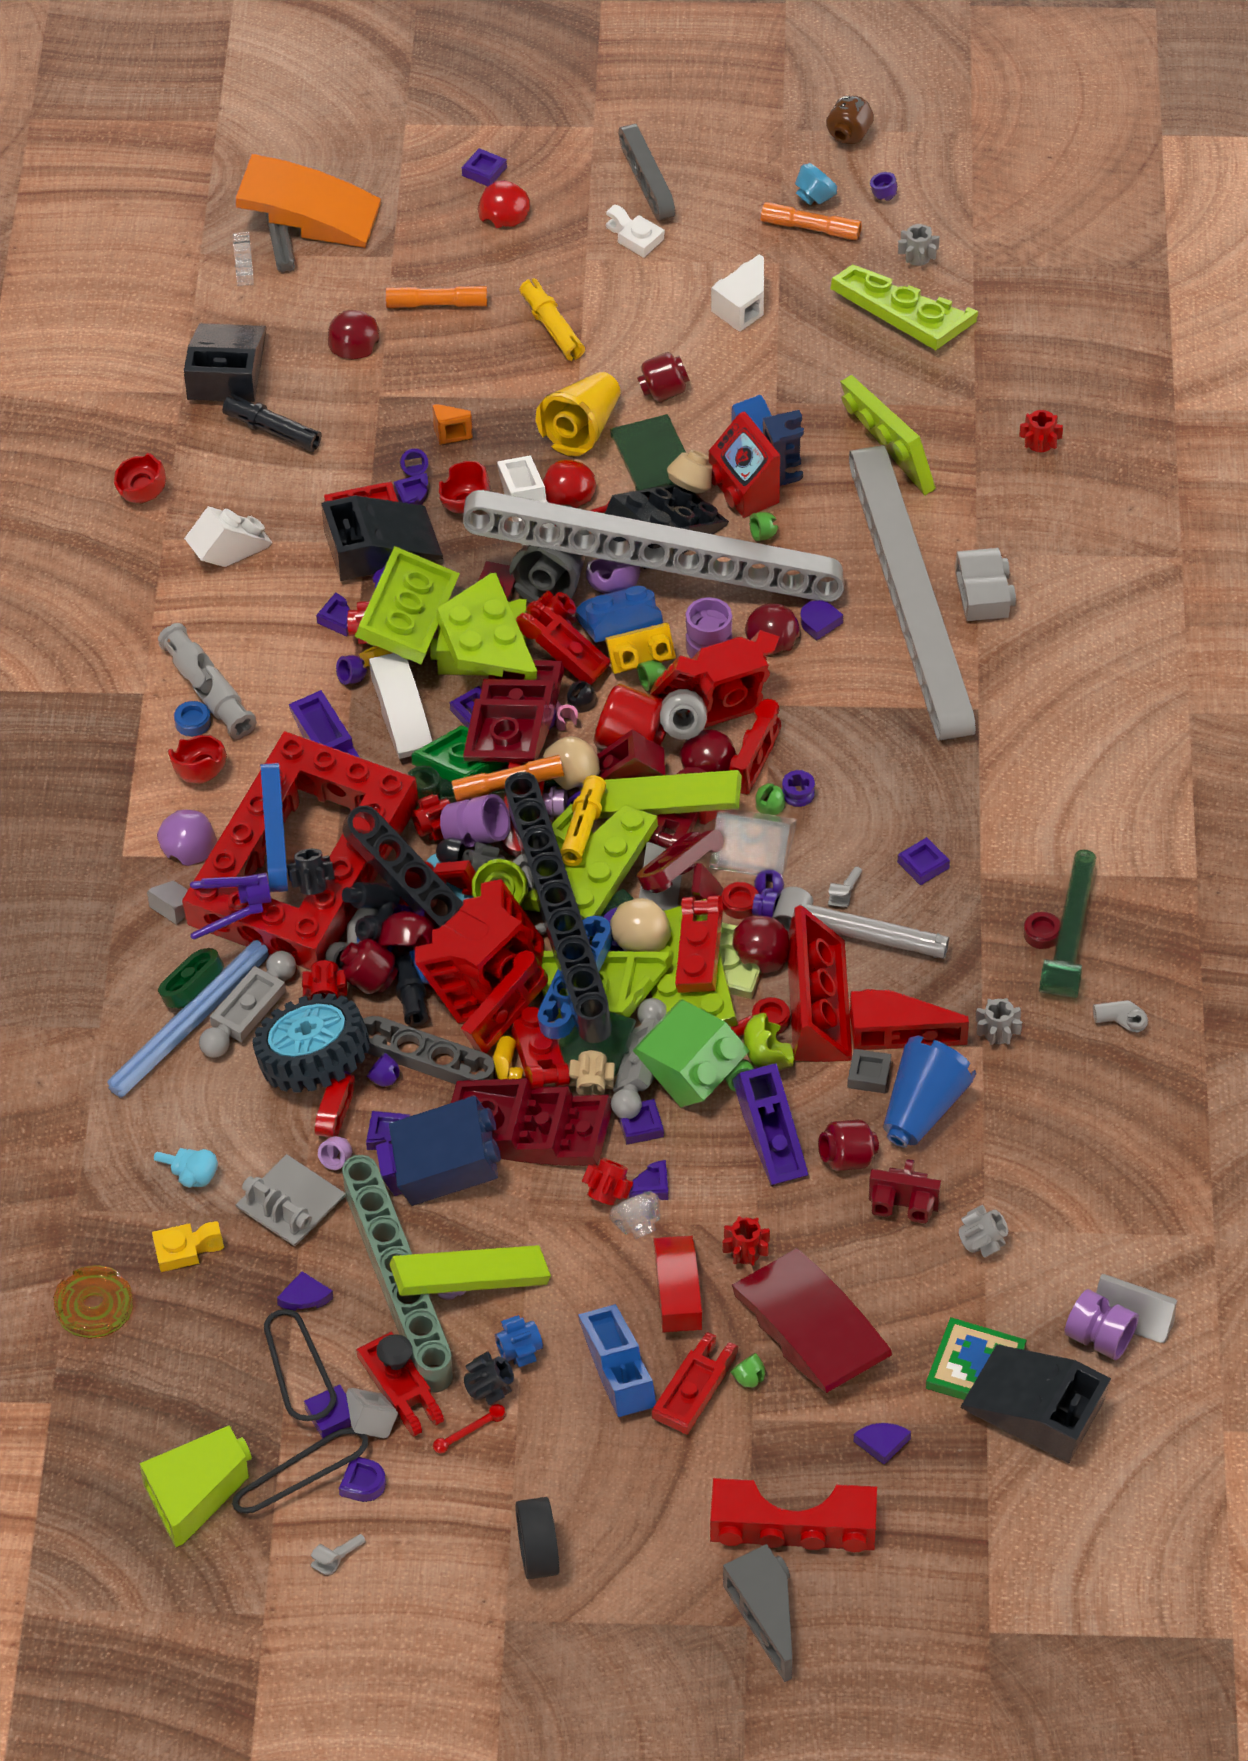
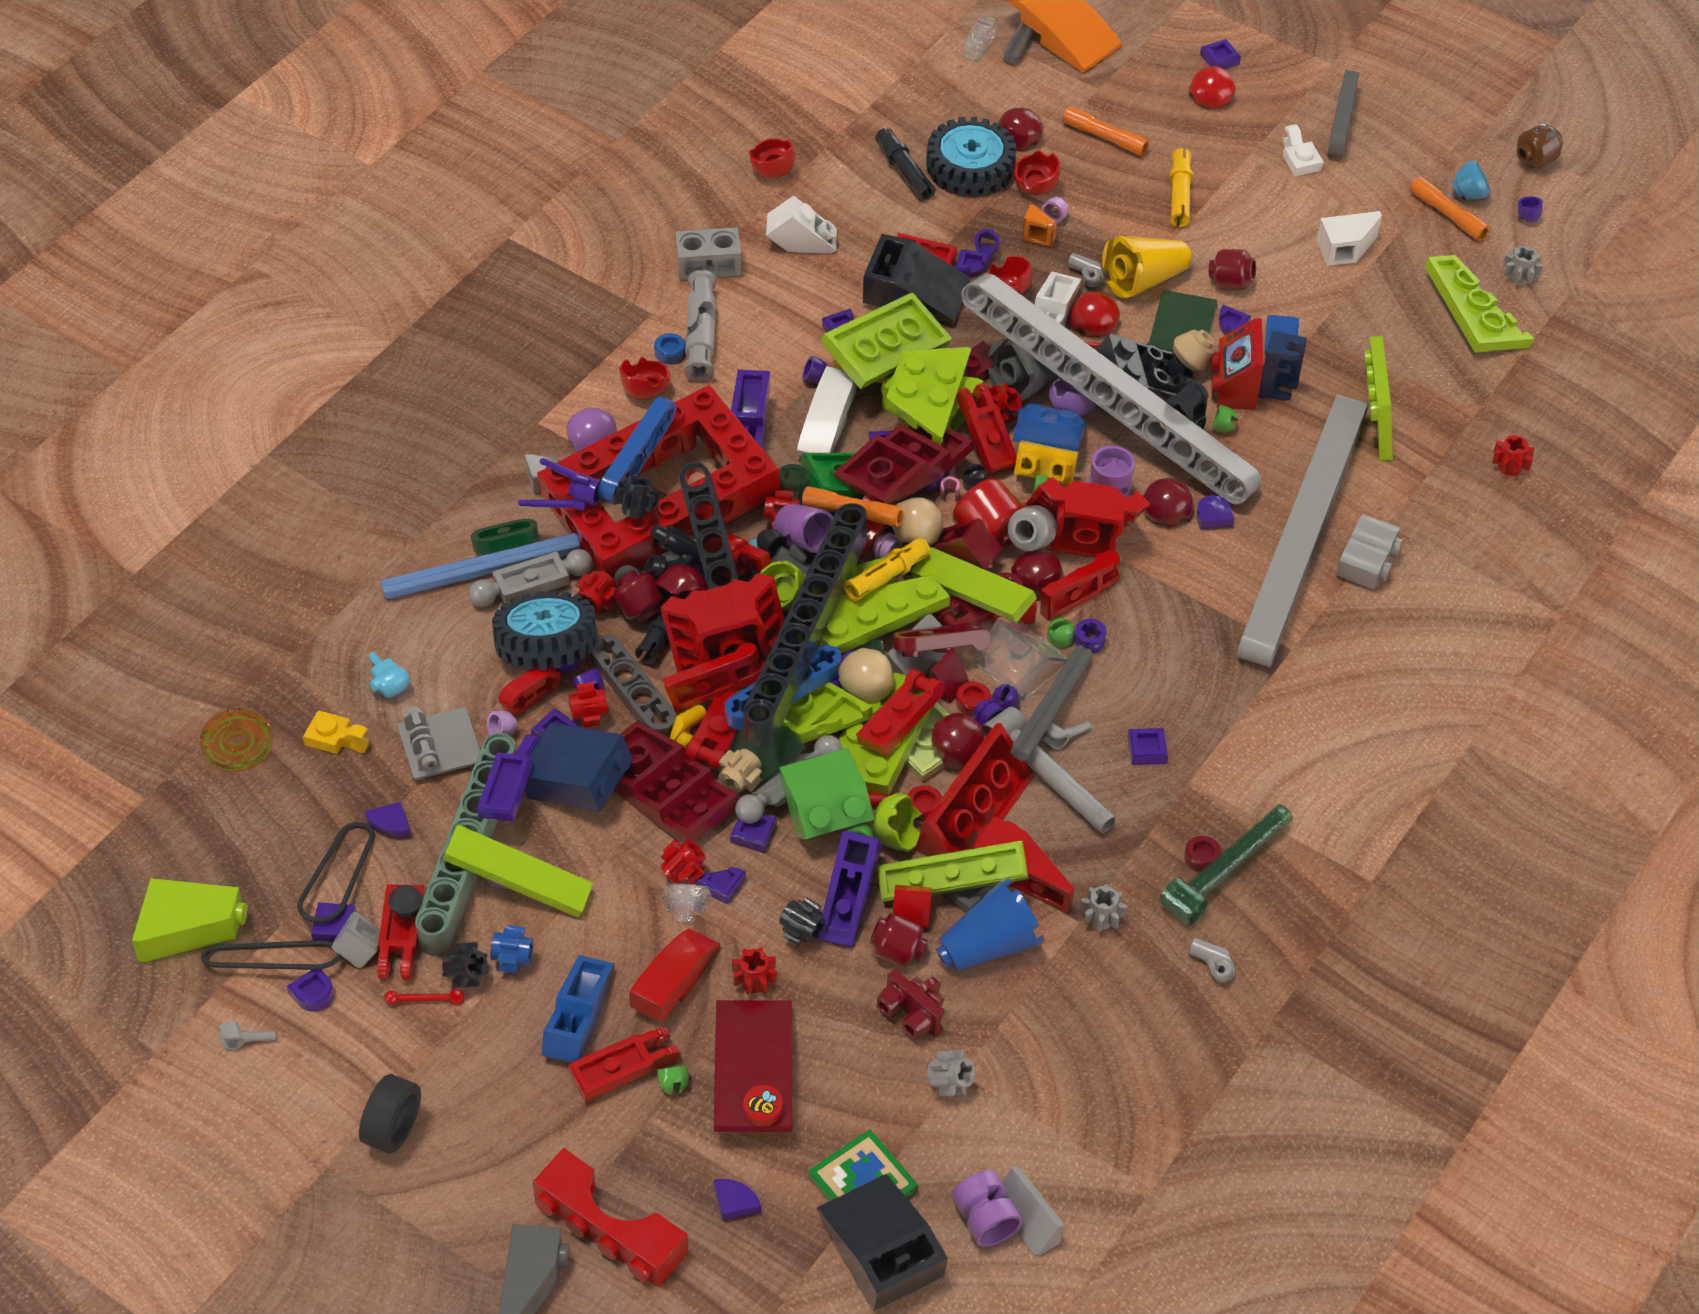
camera: 30 degrees right, 0 degrees up
(156, 605) = (708, 250): none -> light grey brick
(224, 361) = (903, 103): black slope -> none
(331, 384) = (971, 156): none -> black wheel
(401, 1201) = (505, 787): none -> dark purple tile
(404, 1090) = (588, 704): none -> red gear
(409, 369) = (1037, 173): none -> red hair
(458, 397) = (1060, 204): none -> lavender hinge
(529, 442) = (1090, 269): none -> light grey arm
(697, 429) = (1231, 319): none -> dark purple tile
(732, 521) = (1191, 402): none -> black piece
(754, 1174) = (802, 921): none -> black gear
(818, 865) = (1051, 703): none -> dark grey axle
(835, 1105) = (913, 903): none -> red tile
(852, 1060) = (956, 870): none -> lime tile
(856, 1345) = (763, 1105): none -> red tile

